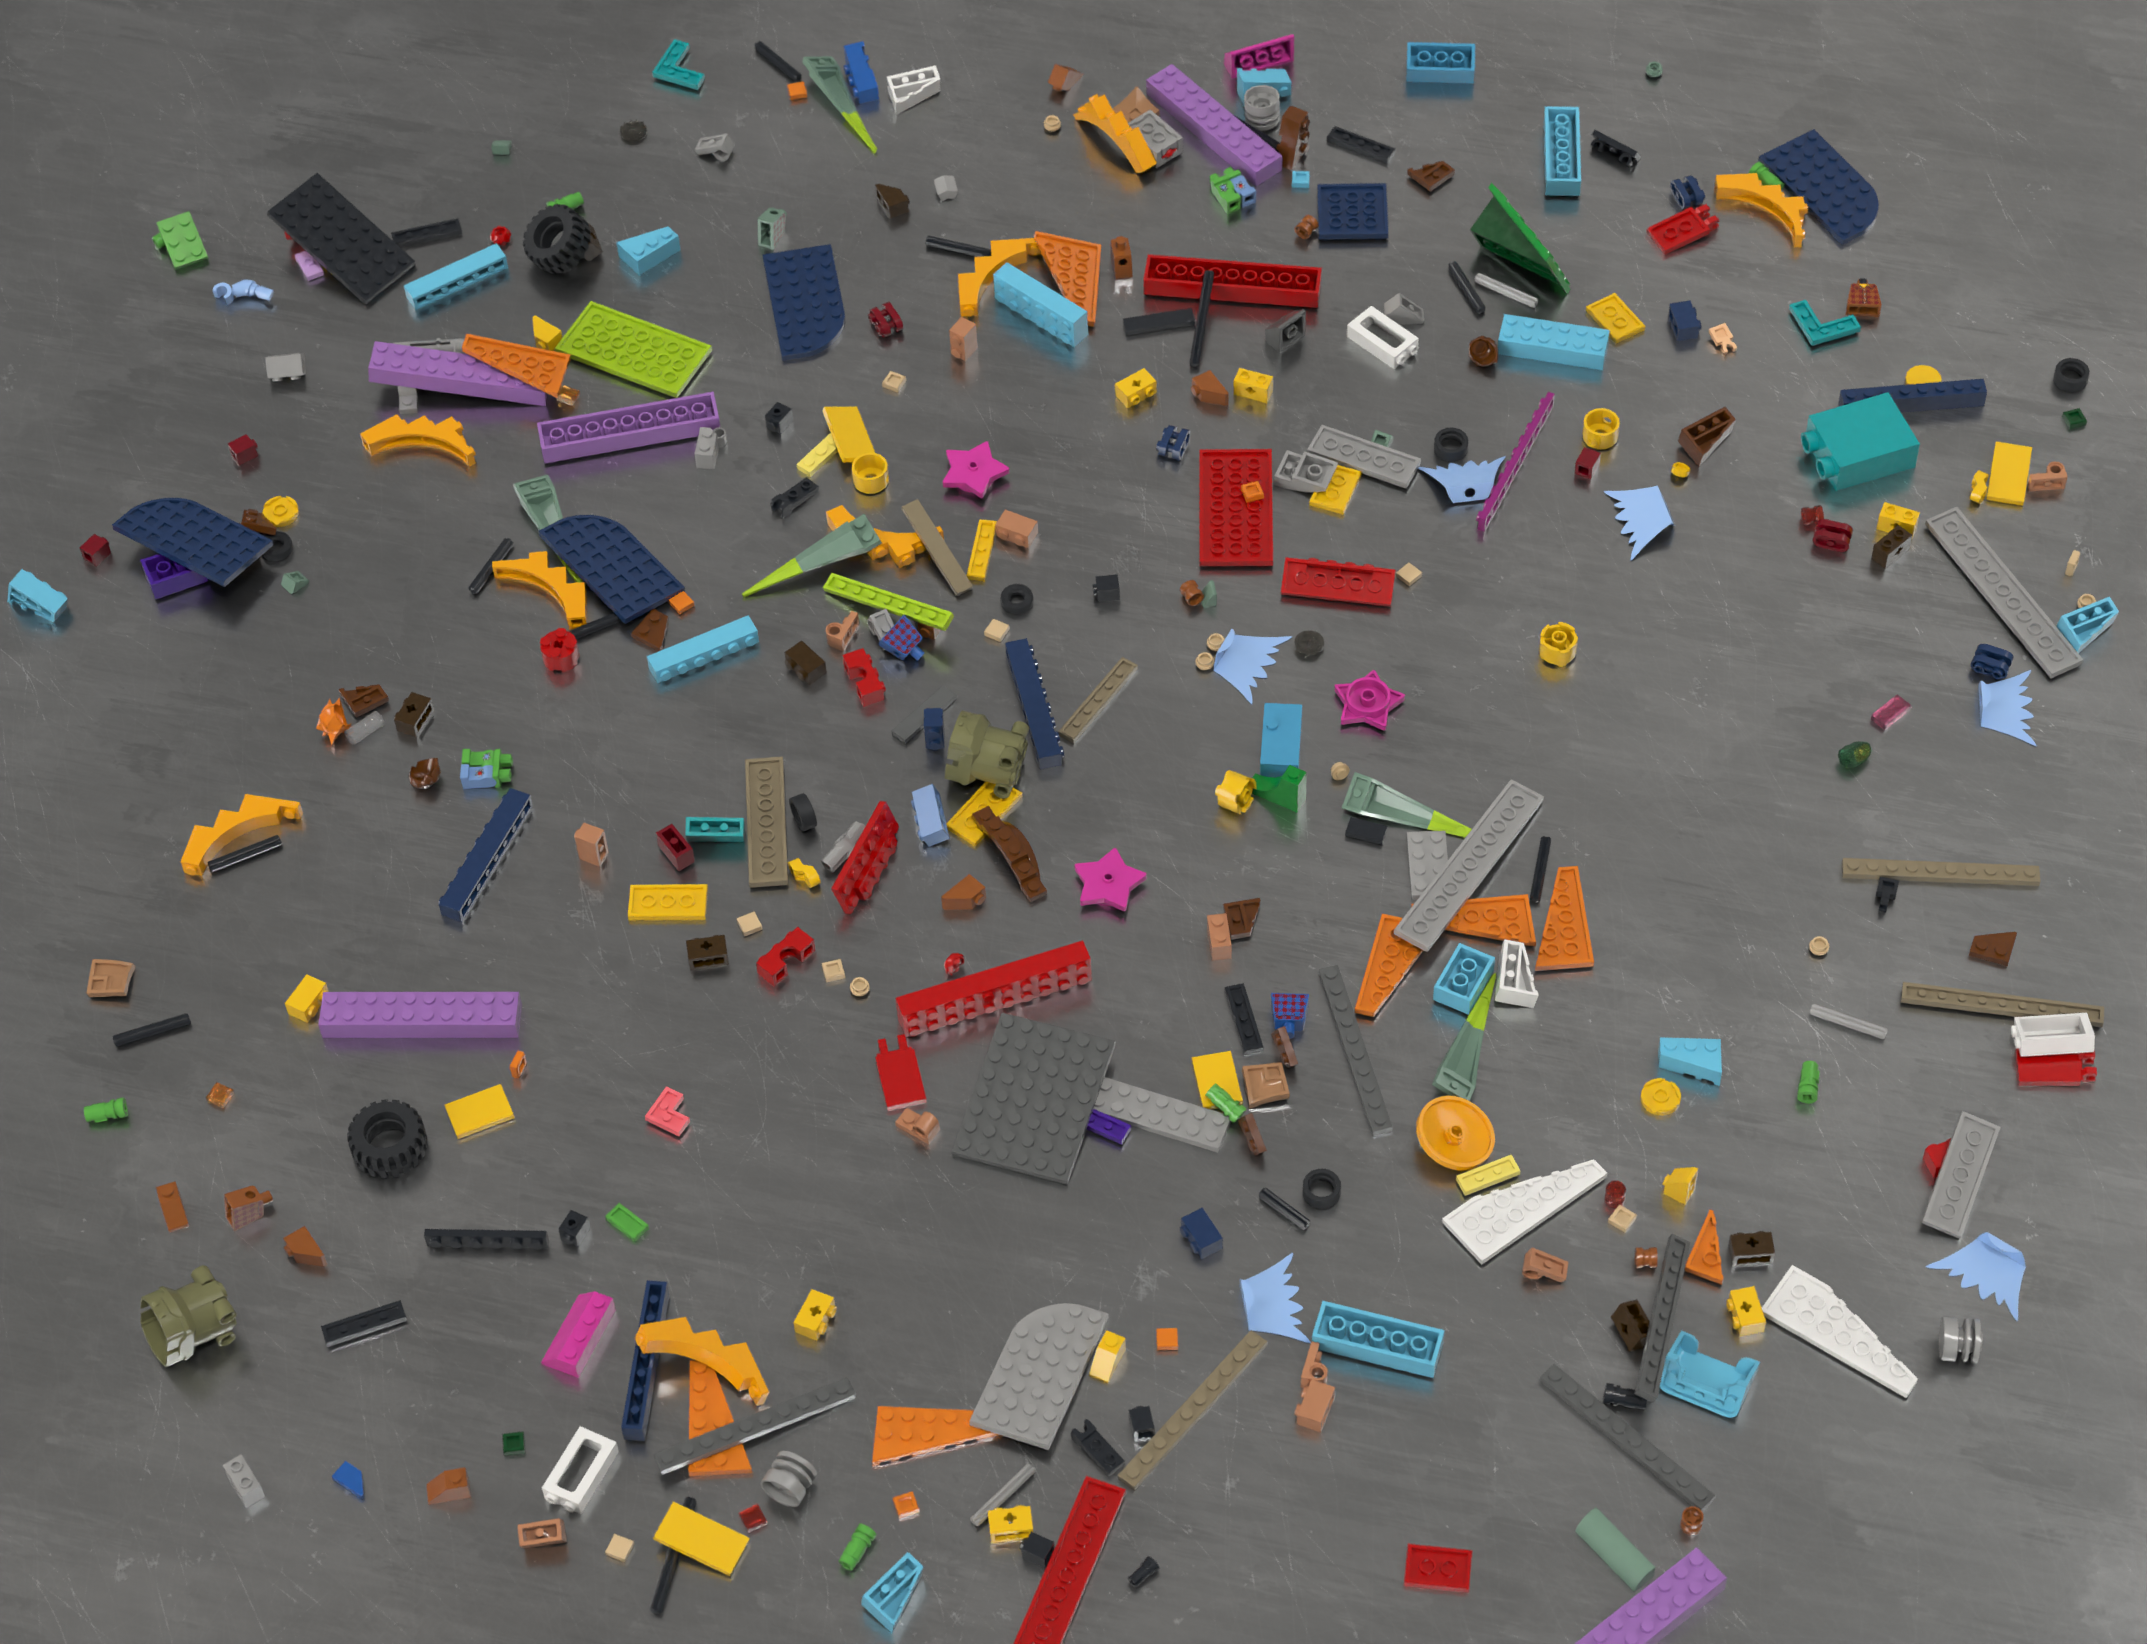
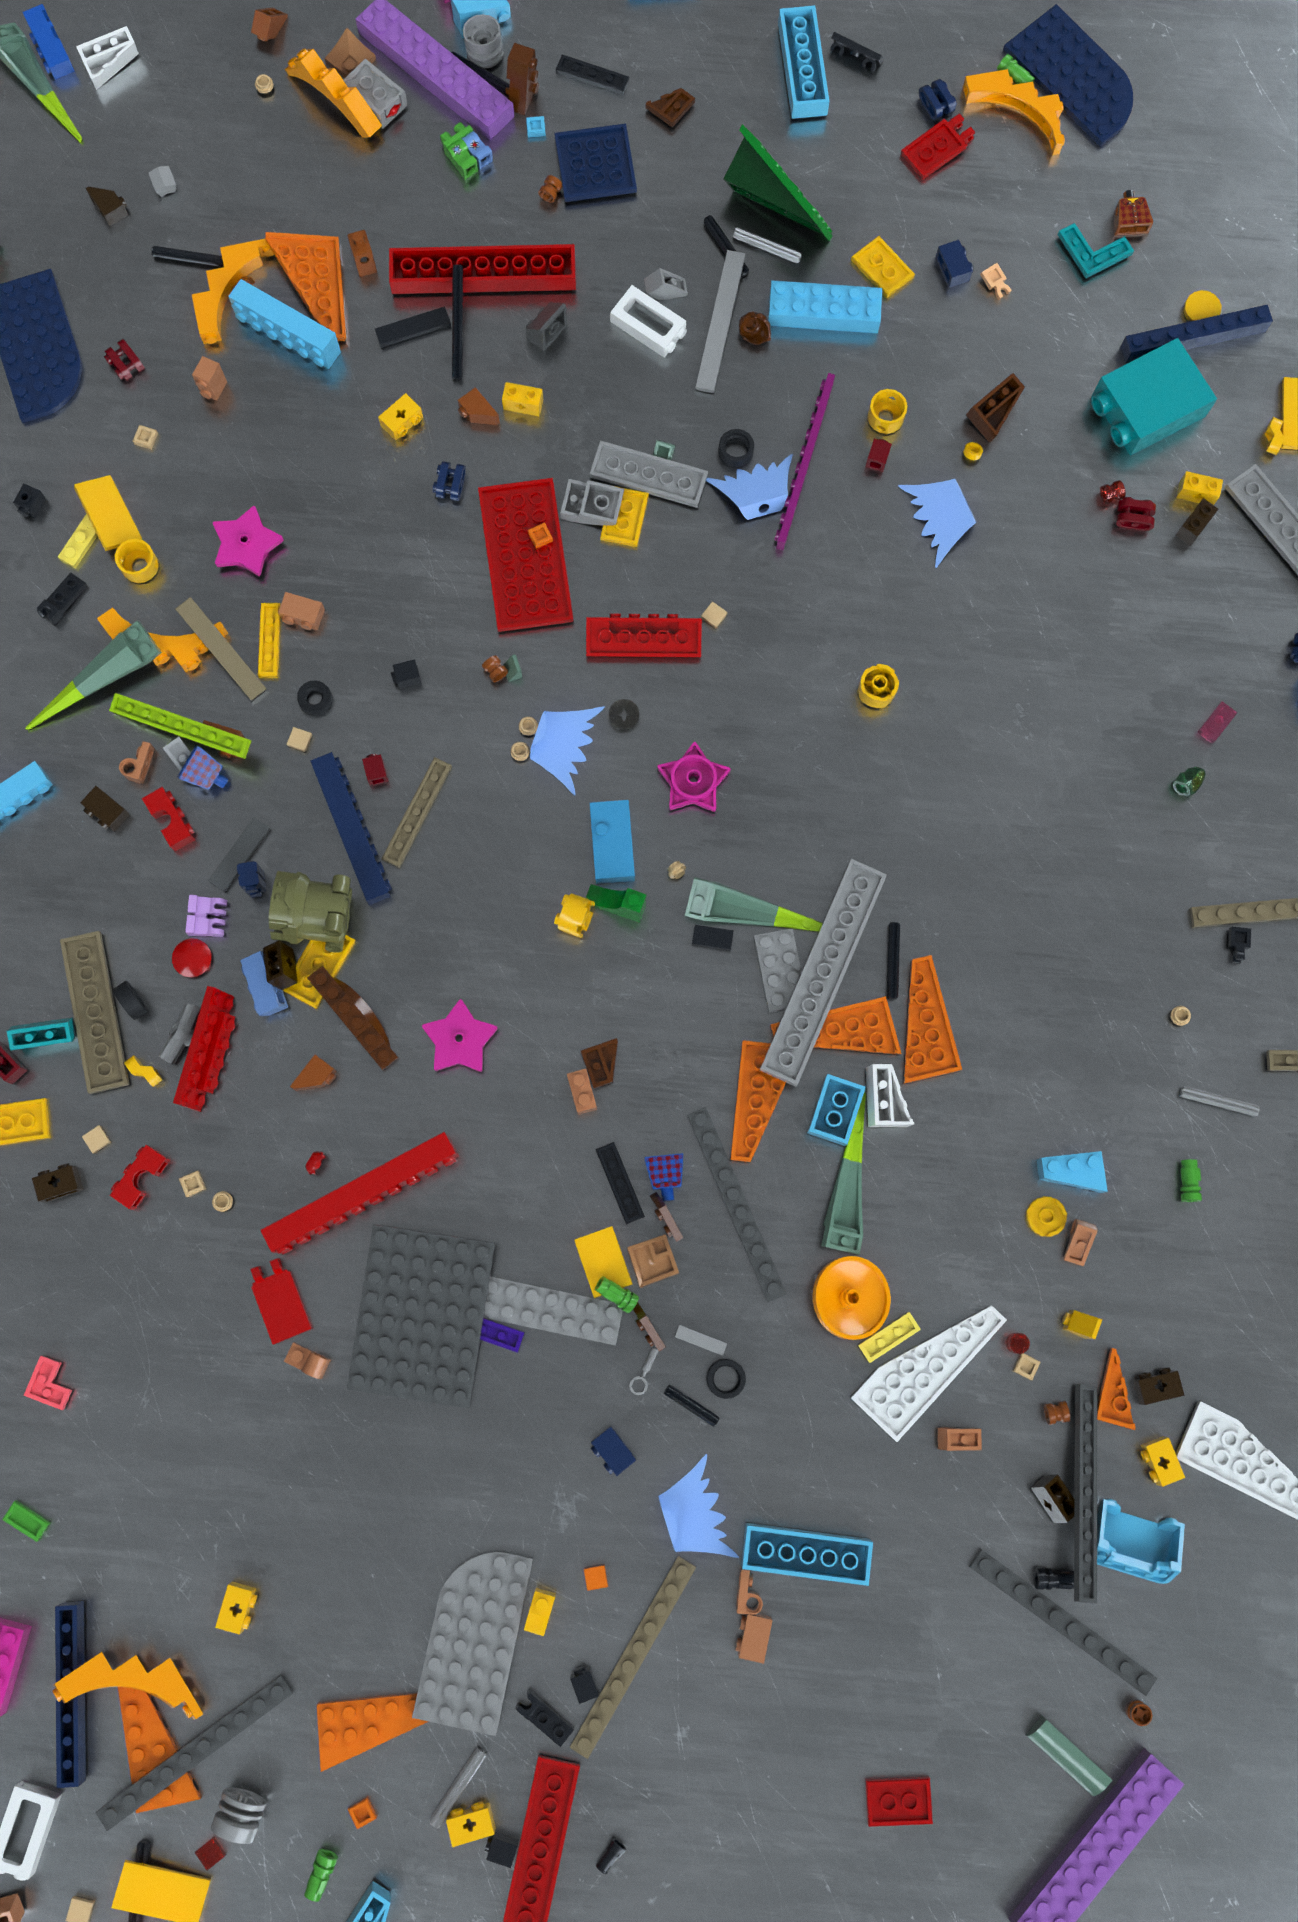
camera: 15 degrees left, 25 degrees up
(864, 790) = (191, 958): none -> red dish
(884, 758) = (197, 921): none -> lavender legs
(949, 799) = (280, 965): none -> dark brown brick
(1064, 660) = (375, 769): none -> dark red brick
(1244, 1173) = (646, 1368): none -> light grey piece
(1301, 1154) = (700, 1340): none -> light grey piece
(1451, 344) = (720, 321): none -> light grey tile
(1690, 1117) = (1081, 1239): none -> nougat plate

